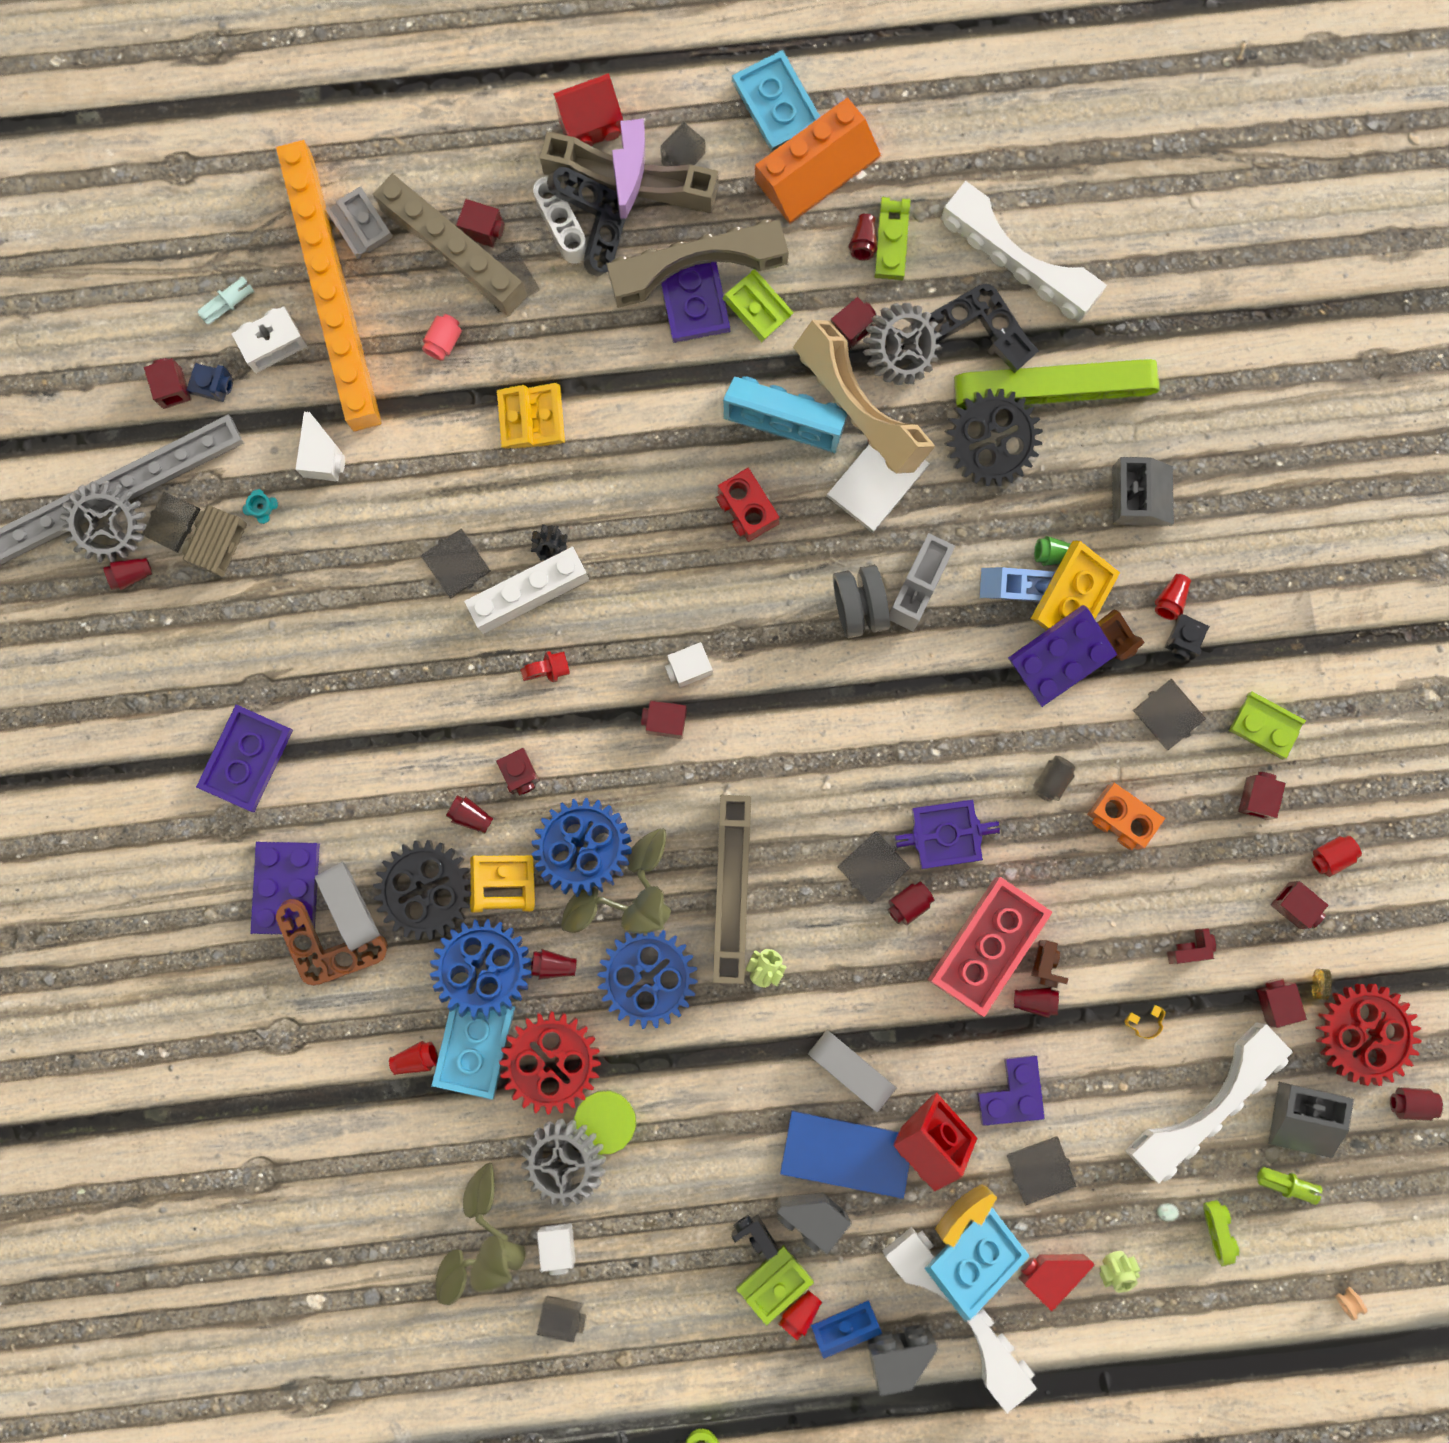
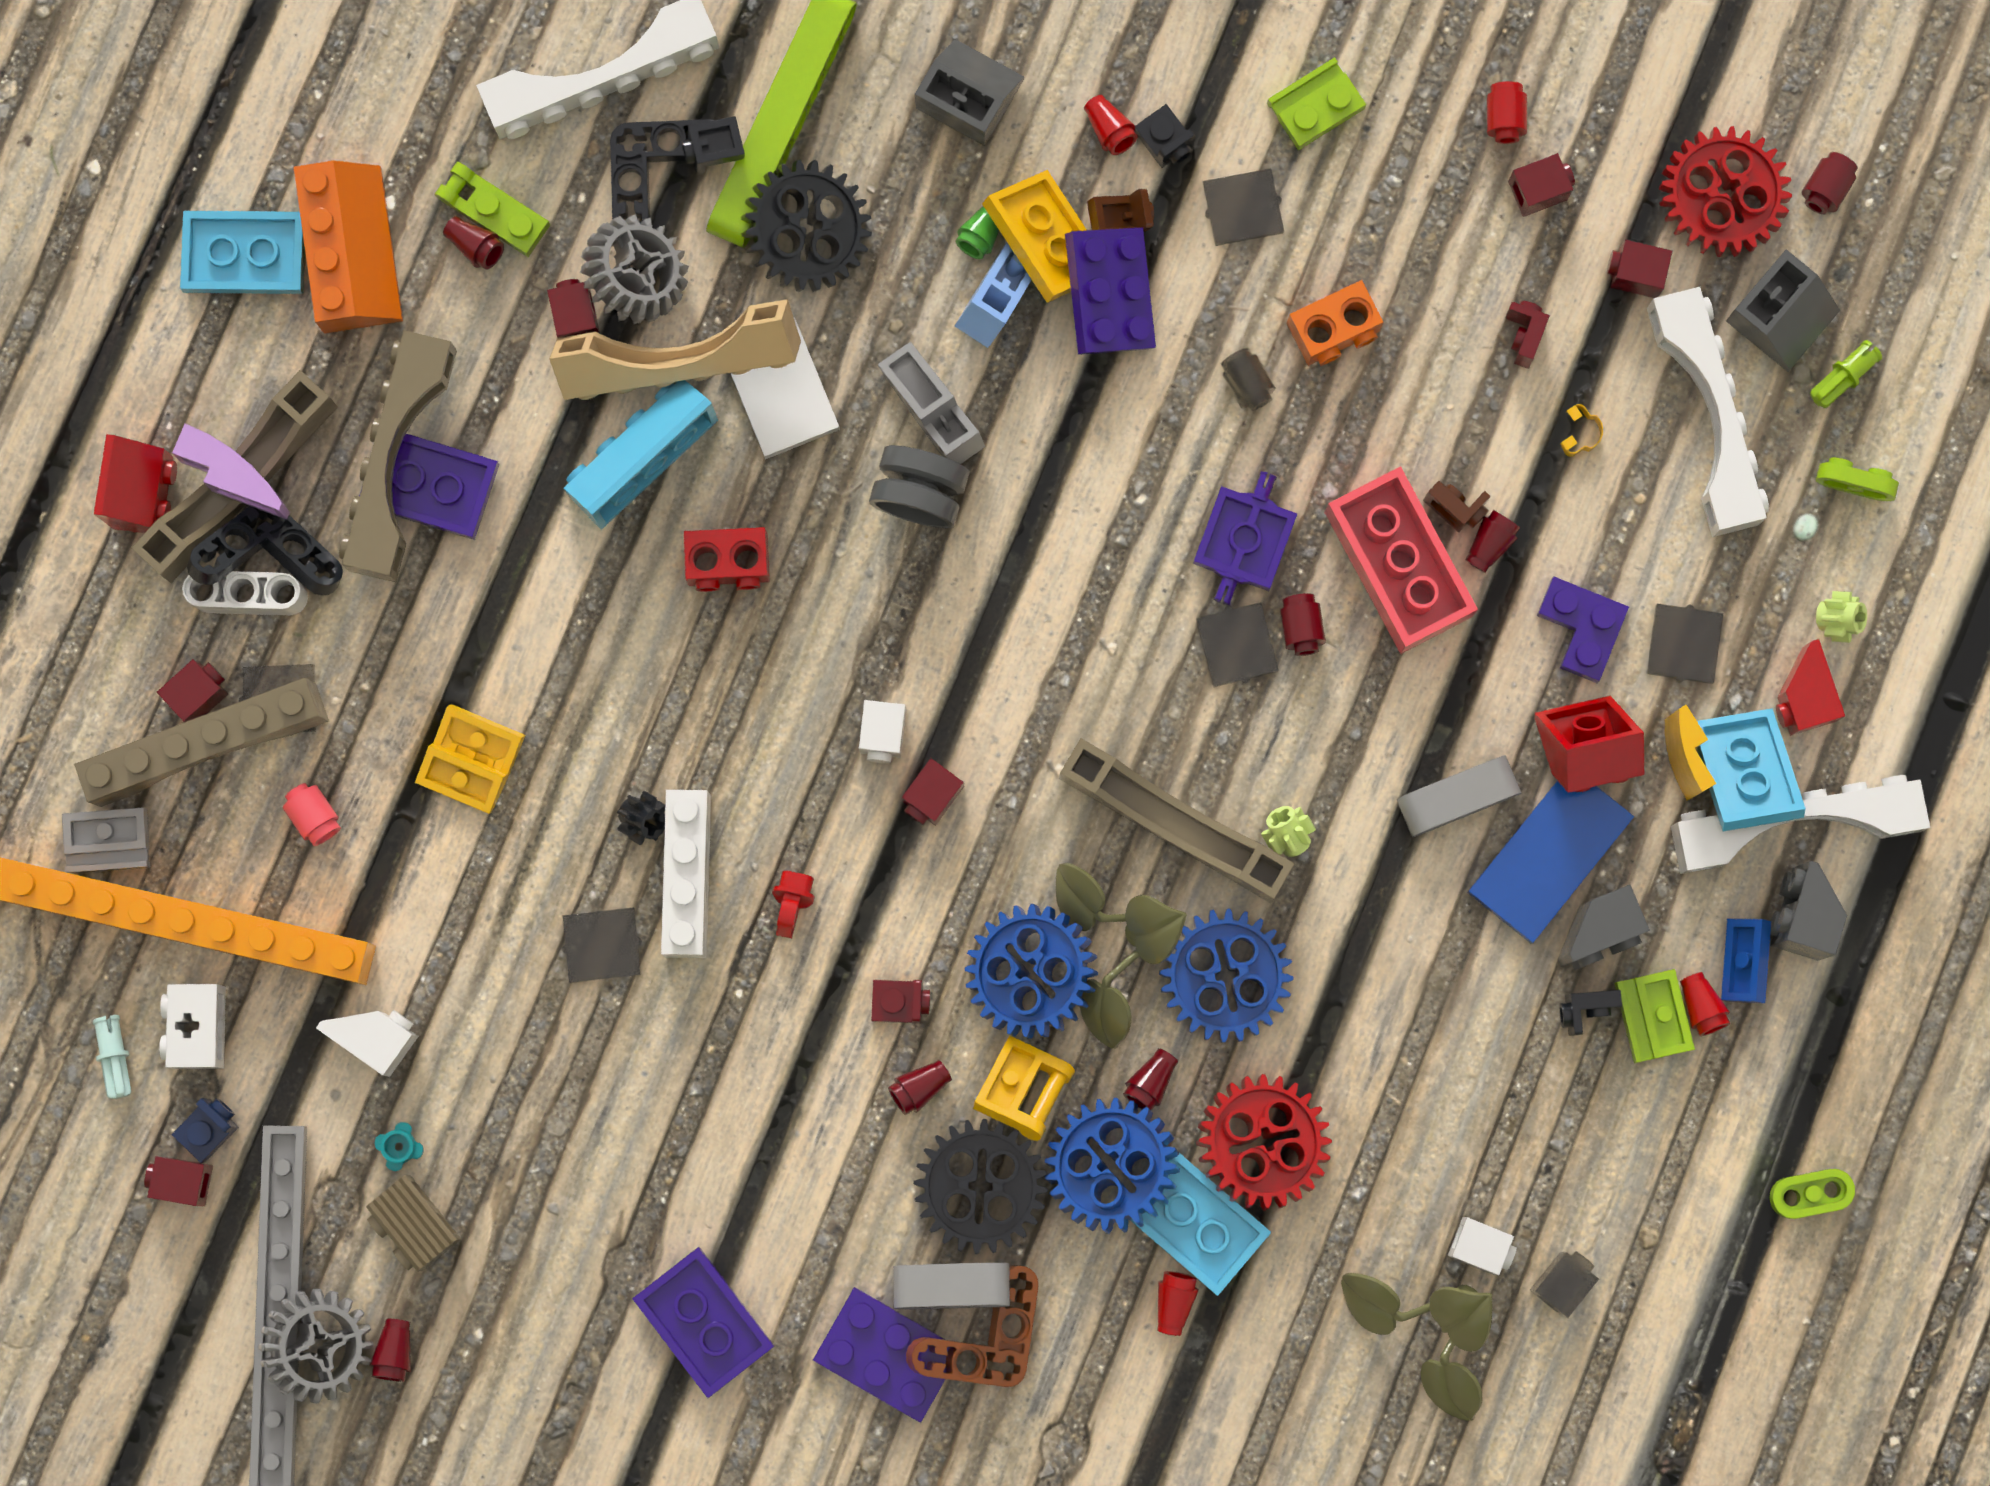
camera: 60 degrees left, 0 degrees up
(171, 522) = (359, 1264): clear smoke piece -> none
(562, 1186) = (1393, 1169): light grey gear -> none
(608, 1117) = (1367, 1115): lime tile -> none
(682, 147) = (239, 398): clear smoke brick -> none
(757, 305) = (487, 413): lime plate -> none
(1262, 796) = (1394, 156): dark red brick -> none
(1321, 984) = (1642, 211): clear yellow tile -> none

